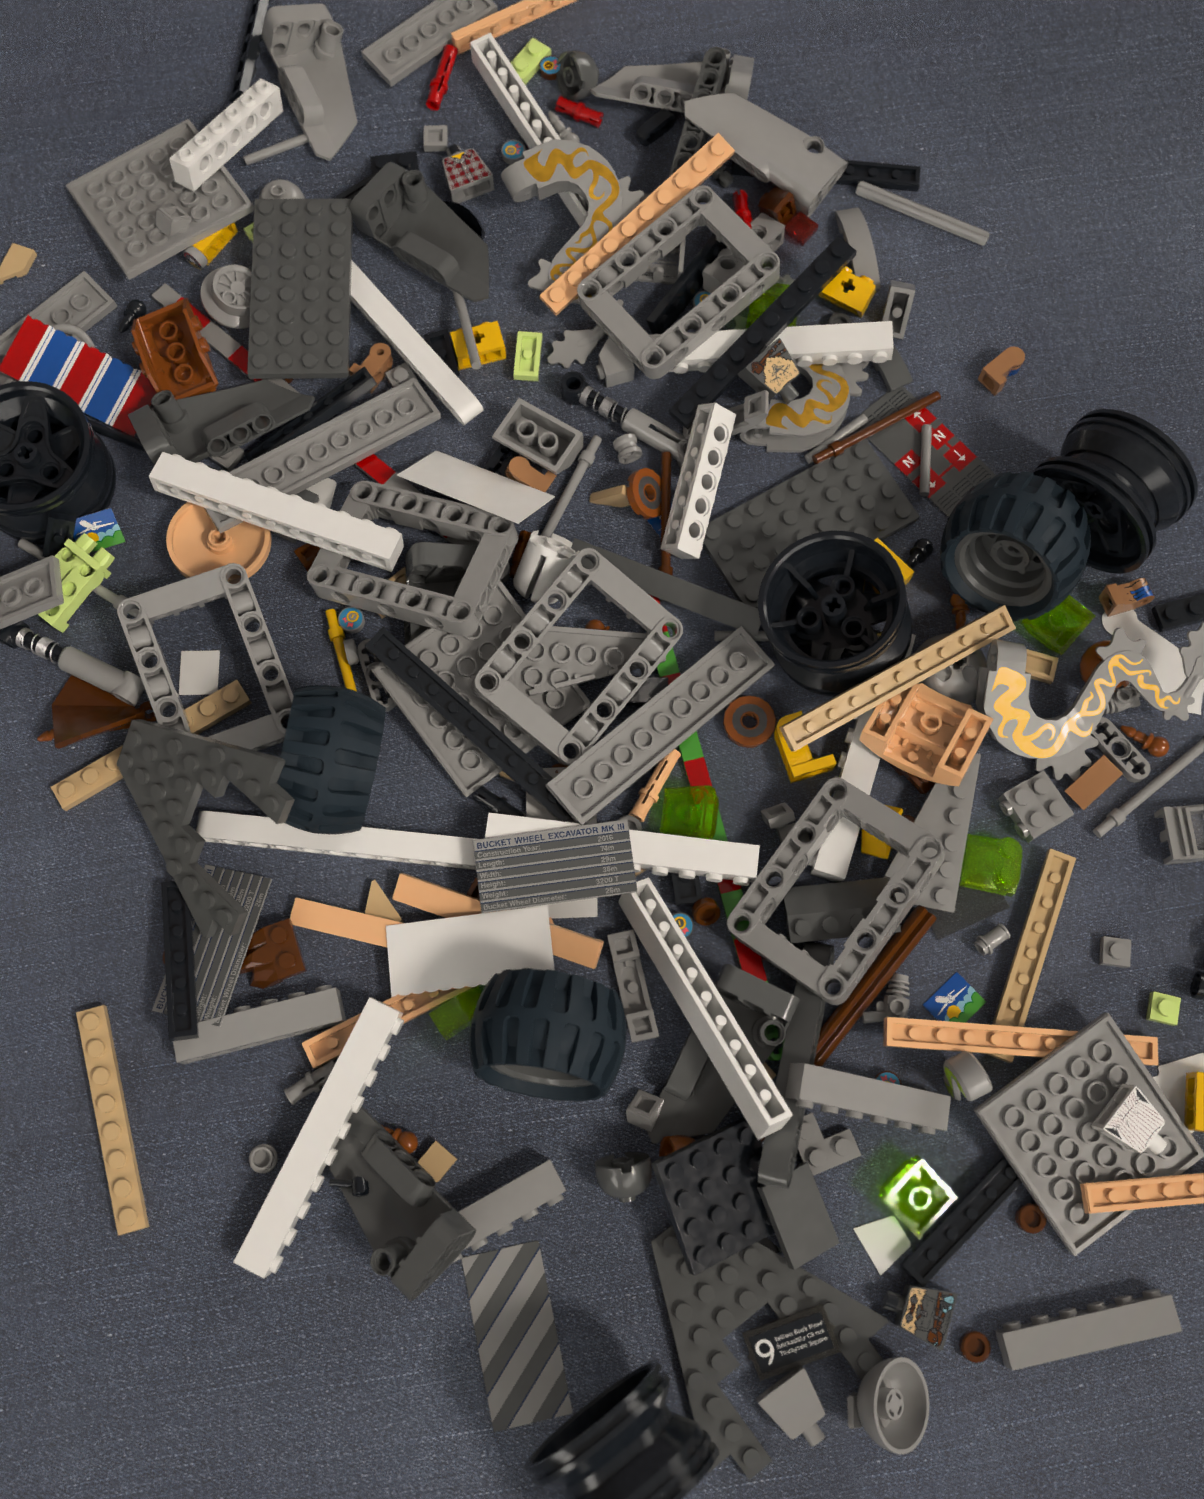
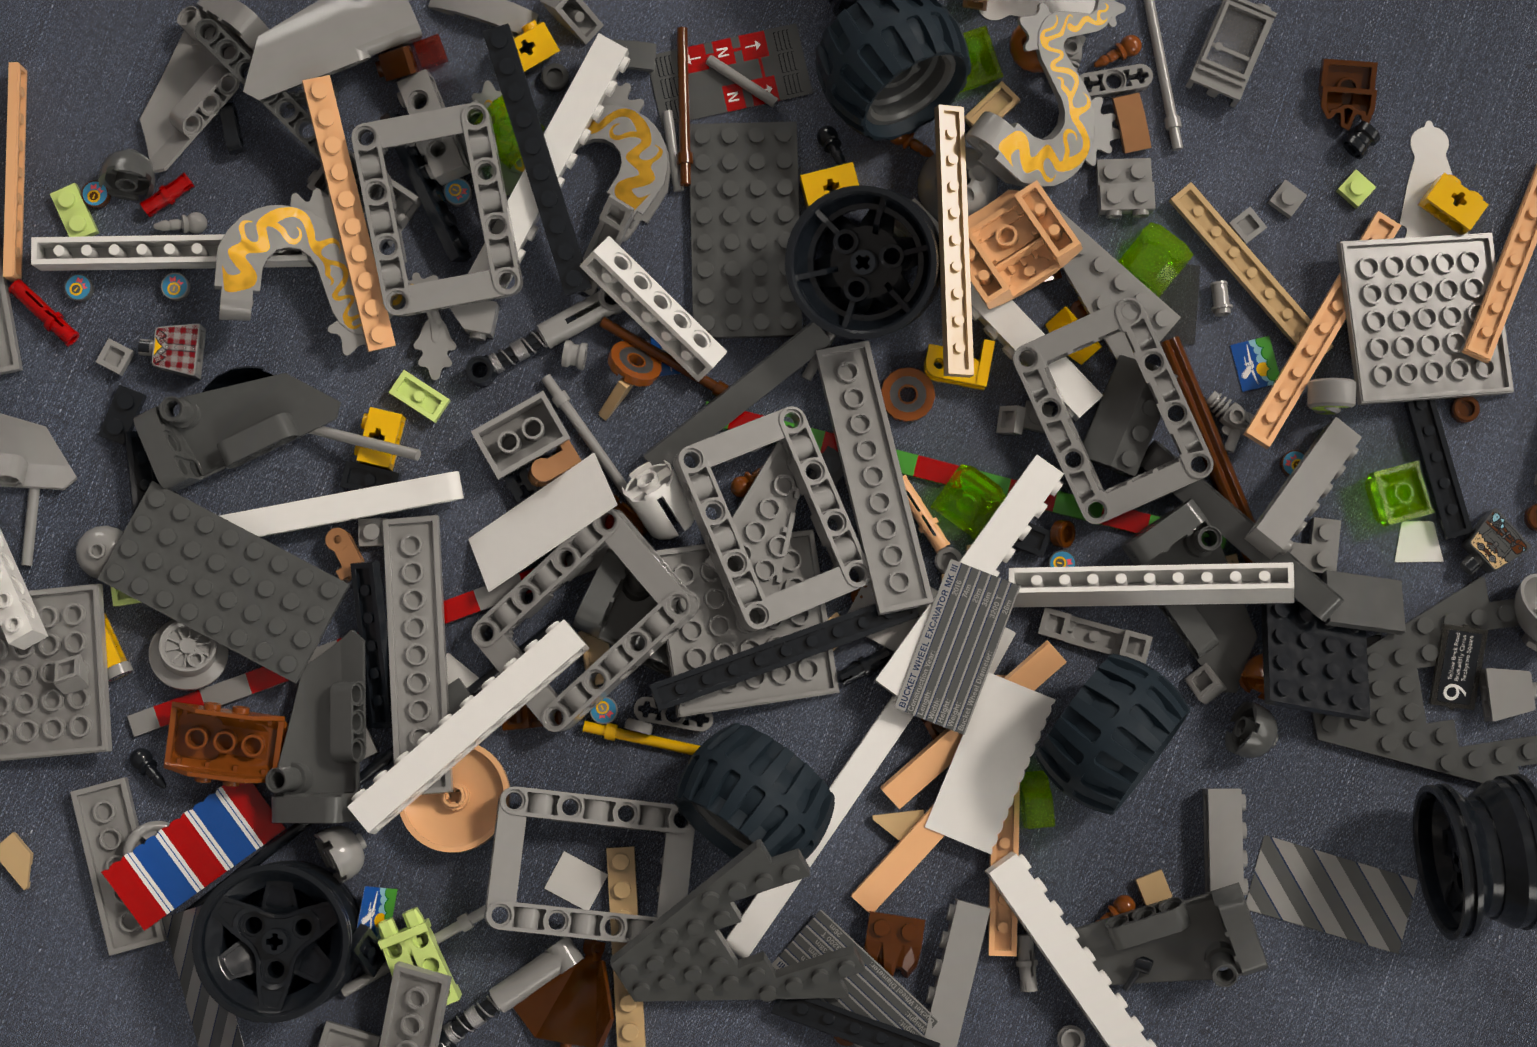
camera: 65 degrees left, 10 degrees up
(131, 480) = (341, 851): none -> light grey cylinder
(474, 91) = (79, 288): none -> tile
(741, 206) = (392, 104): red pin -> none
(772, 372) = (586, 176): torso -> none
(1069, 928) = (1247, 225): none -> light grey plate
(1131, 1121) = (1437, 279): white torso -> none

